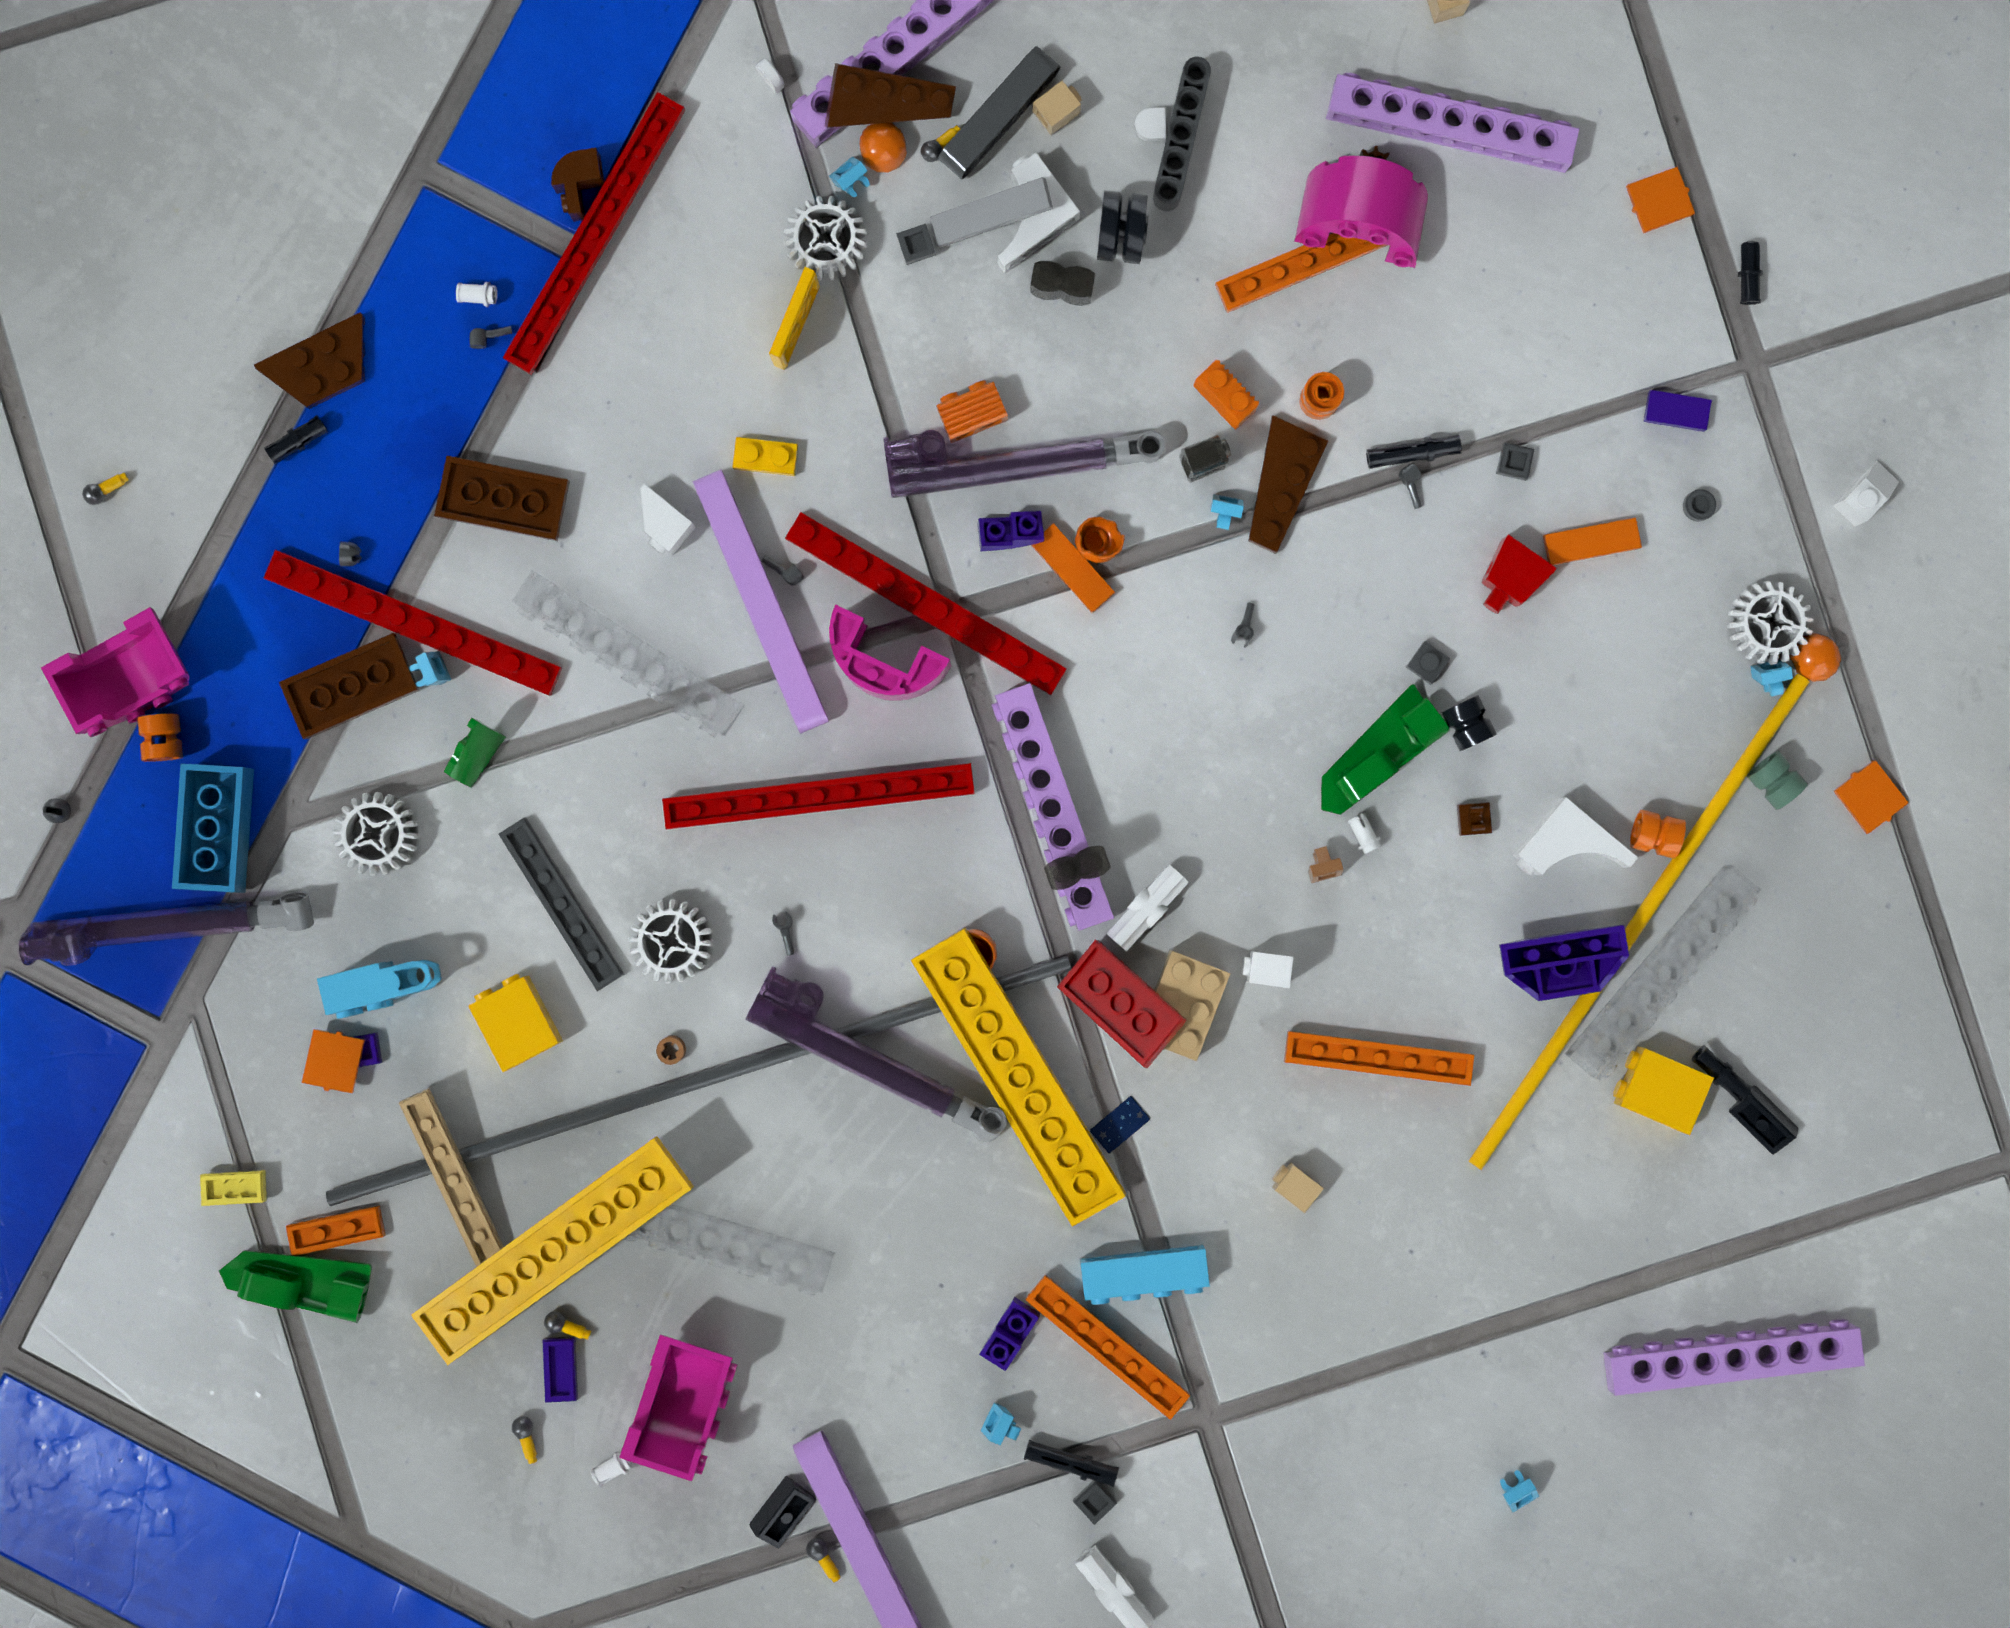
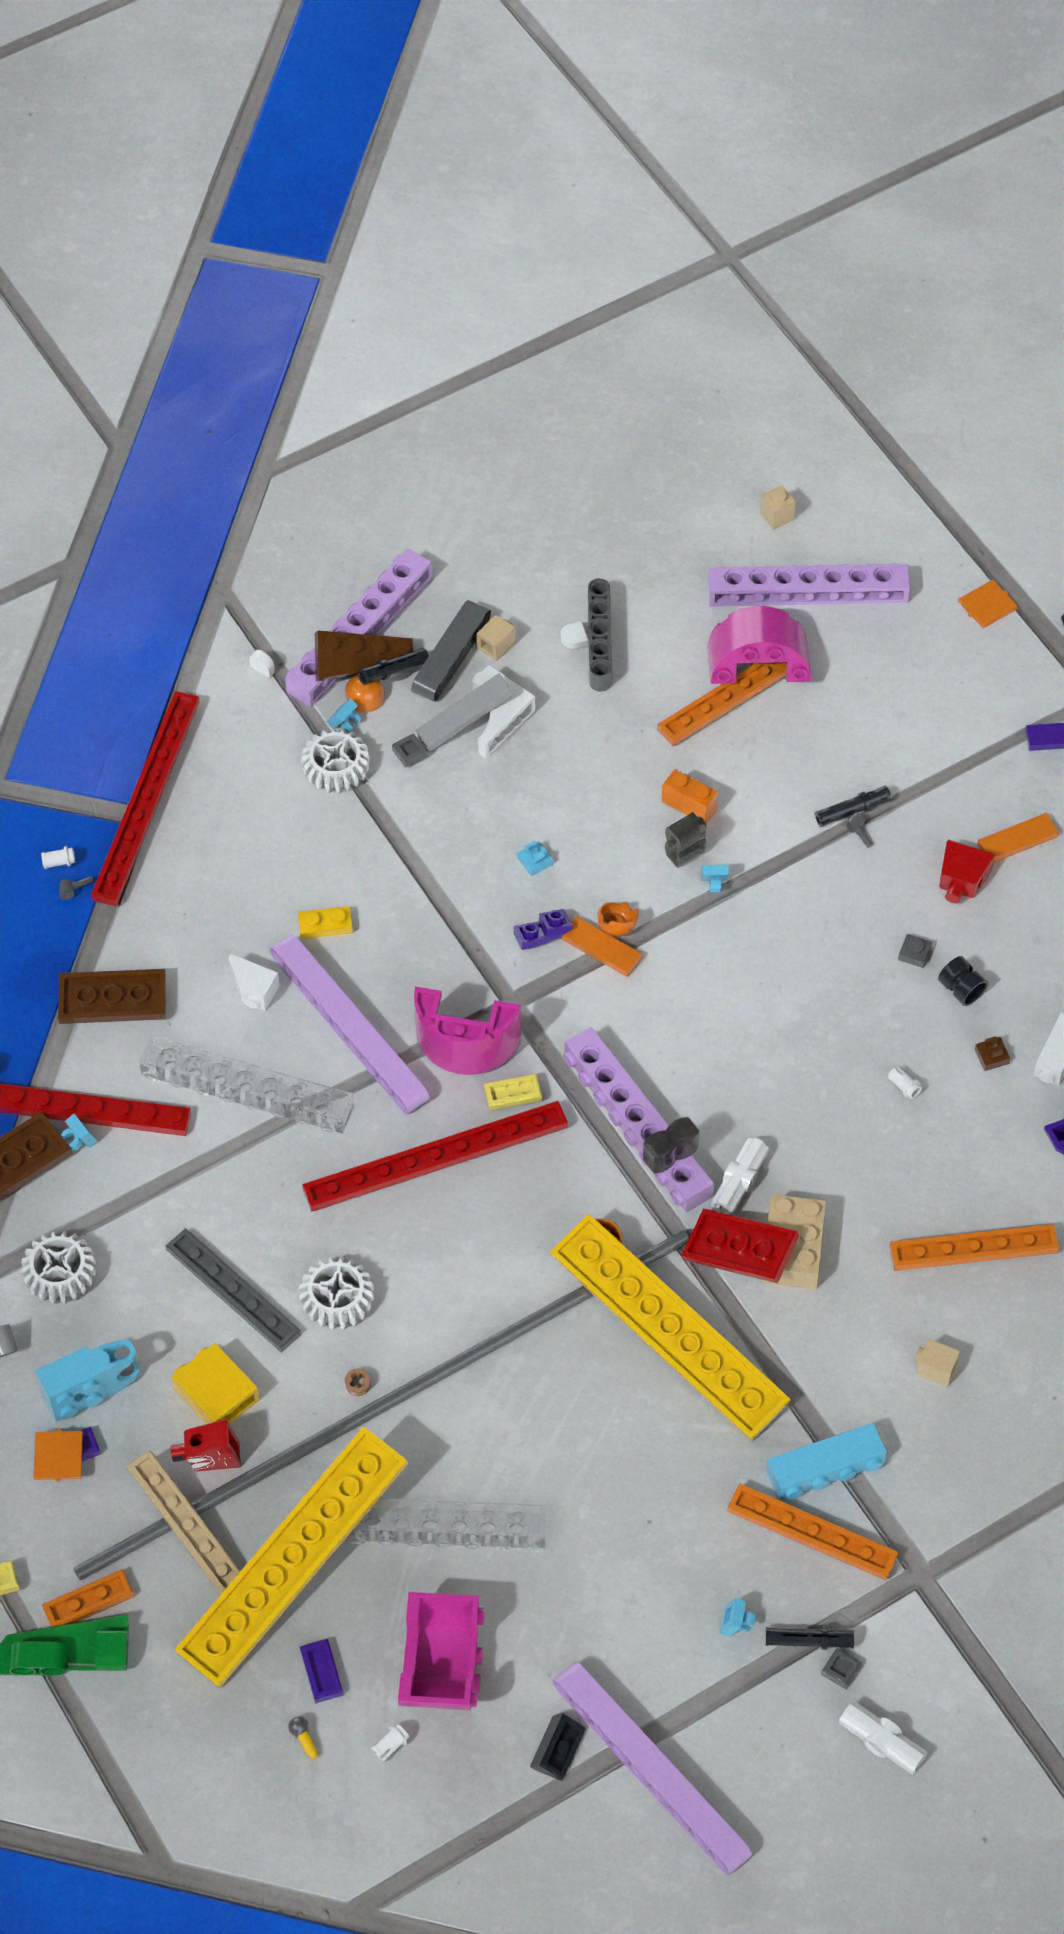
camera: 15 degrees left, 30 degrees down
(473, 753) = (131, 1183): green slope -> none
(492, 1097) = (209, 1447): none -> red torso
(555, 1322) = (308, 1629): piece -> none
(575, 173) = (123, 758): reddish brown brick -> none
(785, 933) = (431, 1264): dark grey hand -> none
(786, 1016) = (460, 1320): clear purple piece -> none
(791, 575) = (368, 1002): dark grey hand -> none
(794, 318) = (325, 814): yellow tile -> none
(818, 1551) = (599, 1770): piece -> none
(889, 133) = (384, 669): none -> black pin
(919, 472) = (454, 902): clear purple piece -> none
(923, 736) = (512, 1092): none -> light yellow plate
(925, 603) = (481, 996): red plate -> none
(931, 149) = (404, 686): flat silver piece -> none
(971, 411) = (487, 852): orange brick -> none
(1009, 1334) = (722, 1543): dark purple slope -> none
(1026, 429) = (534, 858): none -> medium azure tile
(1054, 281) = (536, 749): clear smoke brick -> none
(1119, 1124) = (770, 1353): dark blue sticker -> none
(1123, 227) = (574, 698): black wheel -> none
(1244, 628) = (756, 958): dark grey hand -> none
(1268, 969) = (857, 1195): white slope -> none
(1285, 475) = (755, 847): reddish brown wing -> none
(1321, 395) = (766, 780): orange wheel -> none
(1324, 867) = (880, 1113): medium nougat tile -> none
(1385, 746) = (898, 1020): green panel -> none
(1515, 461) = (936, 797): dark grey tile -> none

